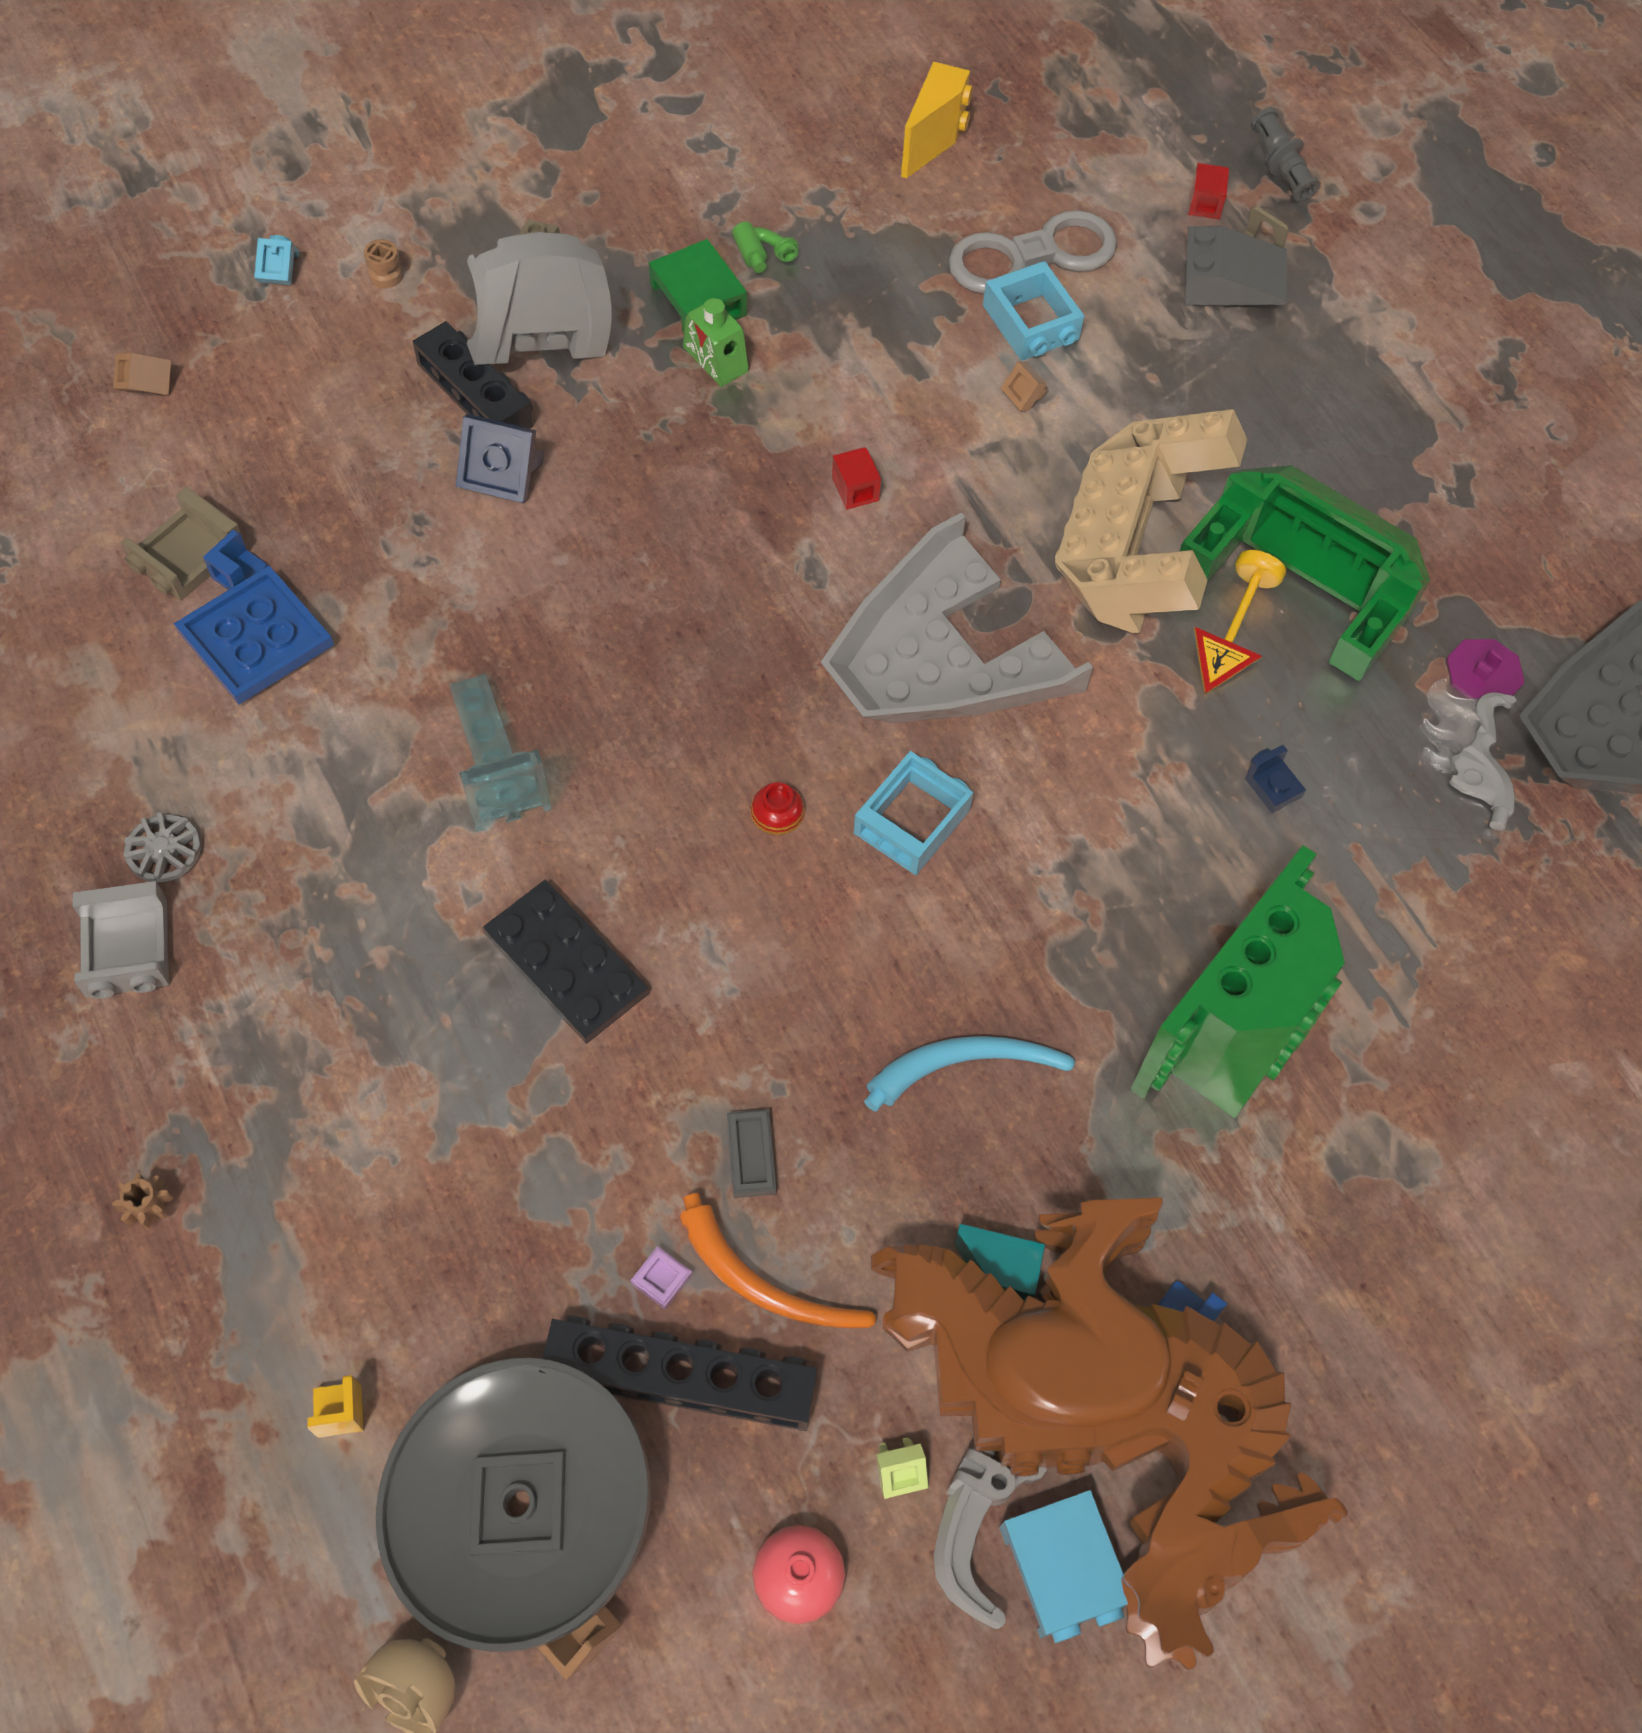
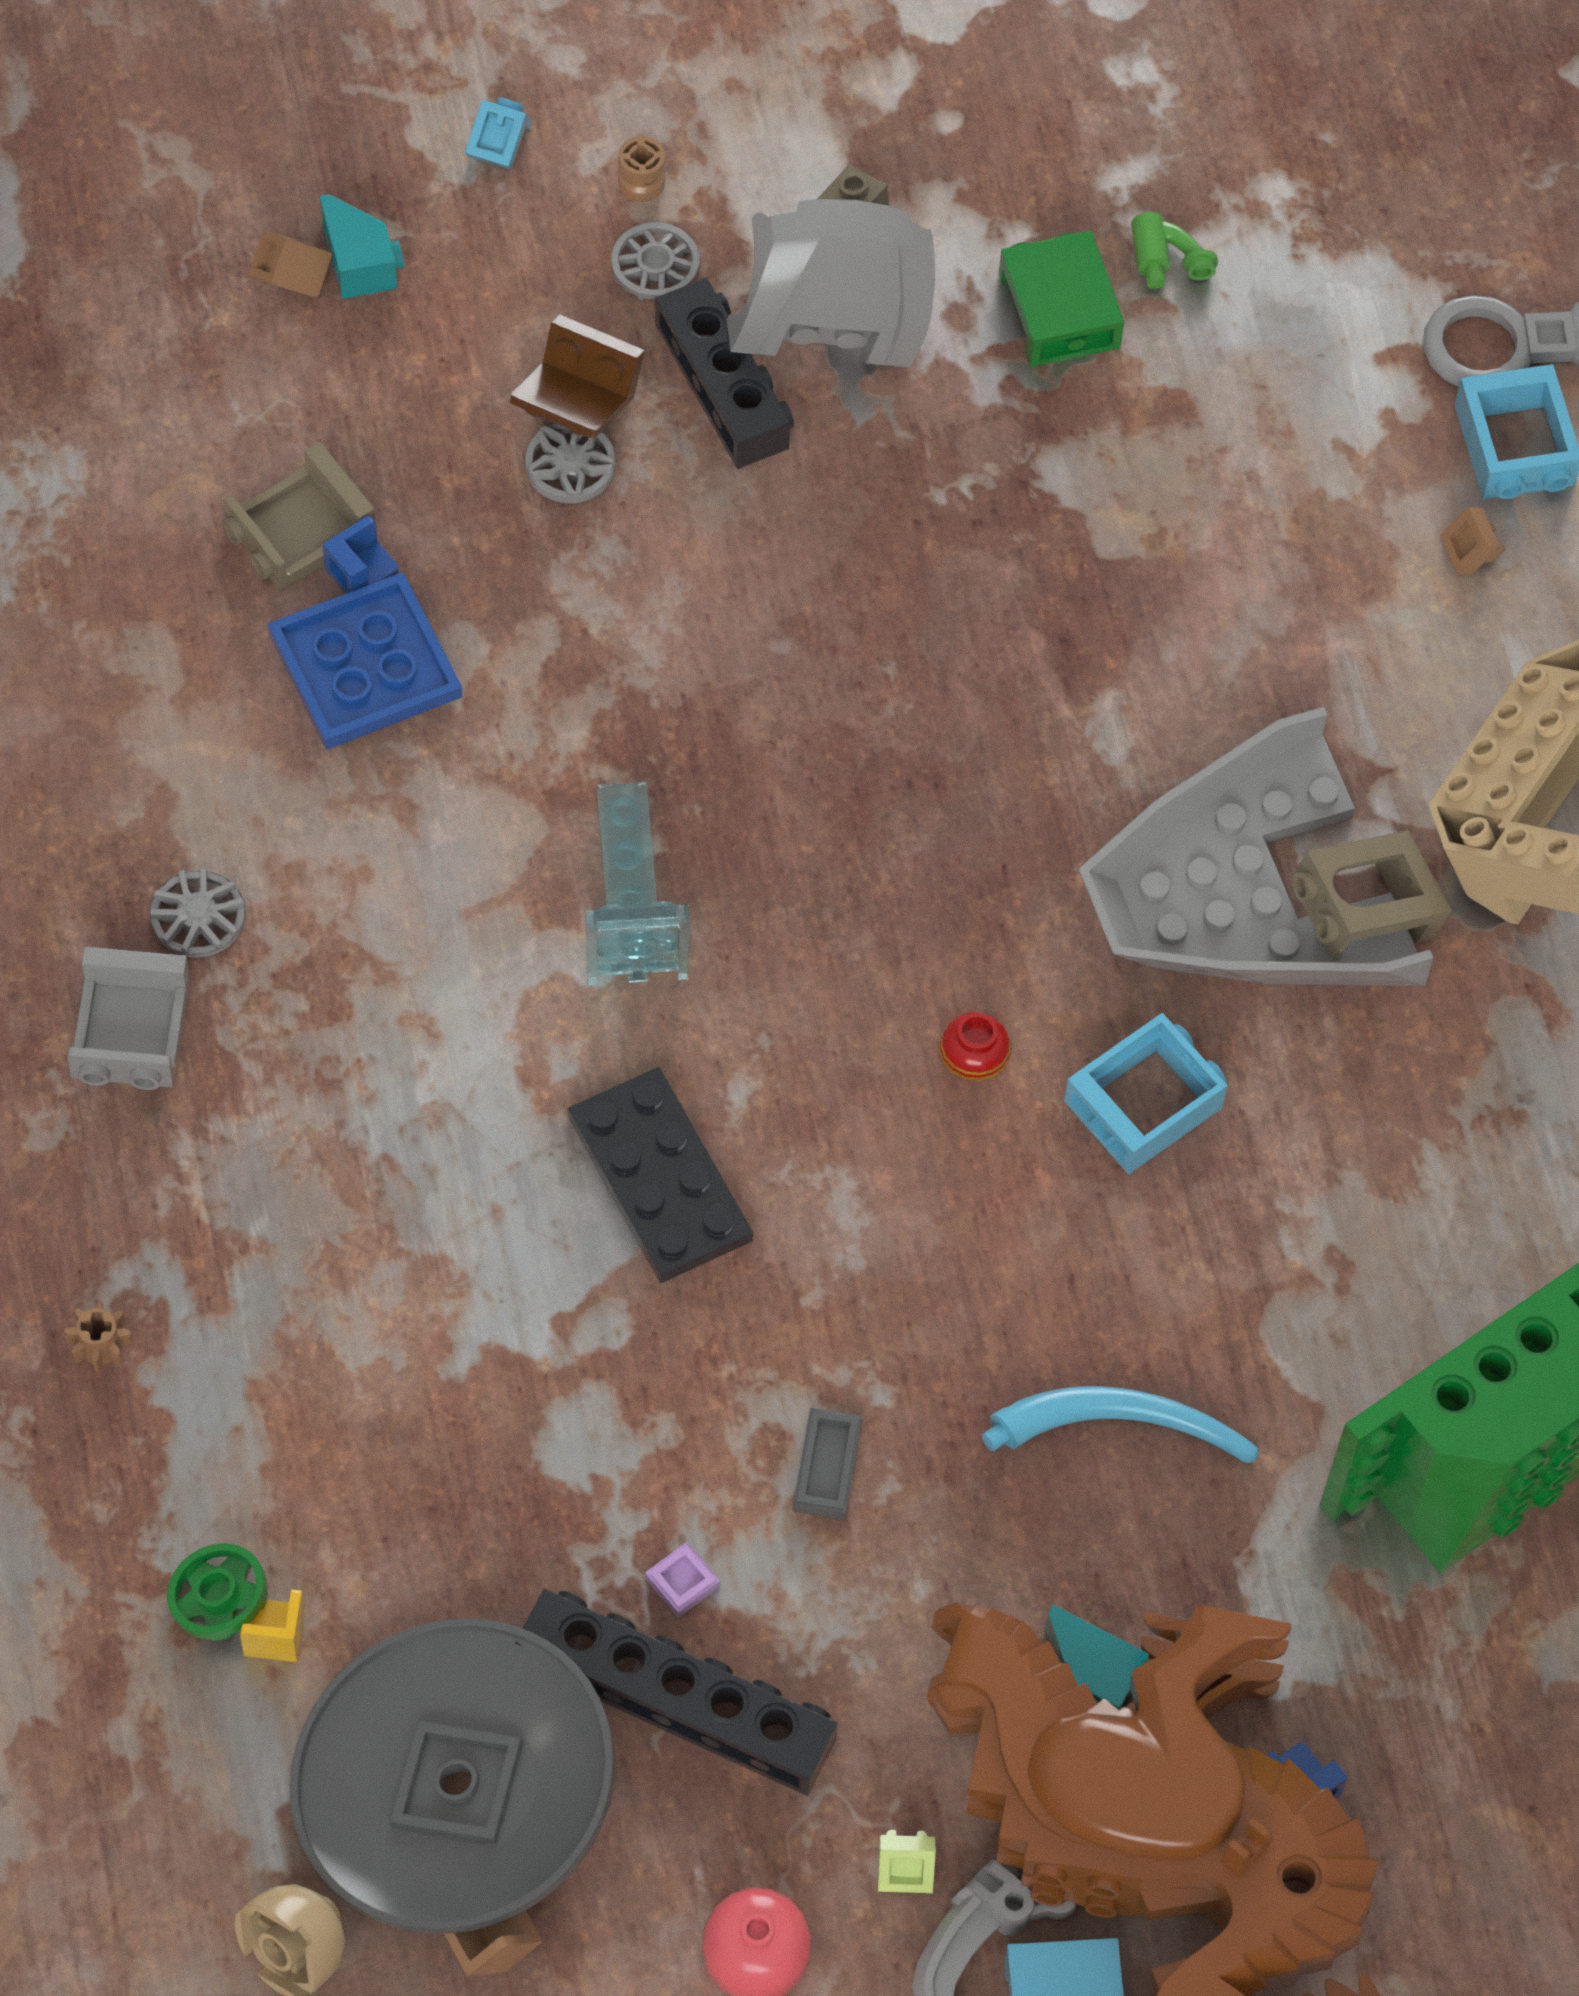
camera: 15 degrees right, 0 degrees up
(191, 354) = (361, 249): none -> teal slope
(283, 1391) = (217, 1591): none -> green wheel
(372, 405) = (581, 379): none -> reddish brown bracket
(377, 466) = (569, 464): none -> light grey wheel
(406, 321) = (654, 260): none -> light grey wheel
(497, 458) = (729, 491): bracket -> none
(716, 341) = (1054, 375): bright green torso -> none
(730, 1269) = (760, 1579): orange animal -> none
(856, 478) = (1201, 622): red panel -> none
(936, 116) = (1465, 109): yellow slope -> none
(1064, 628) = (1417, 897): none -> dark tan panel

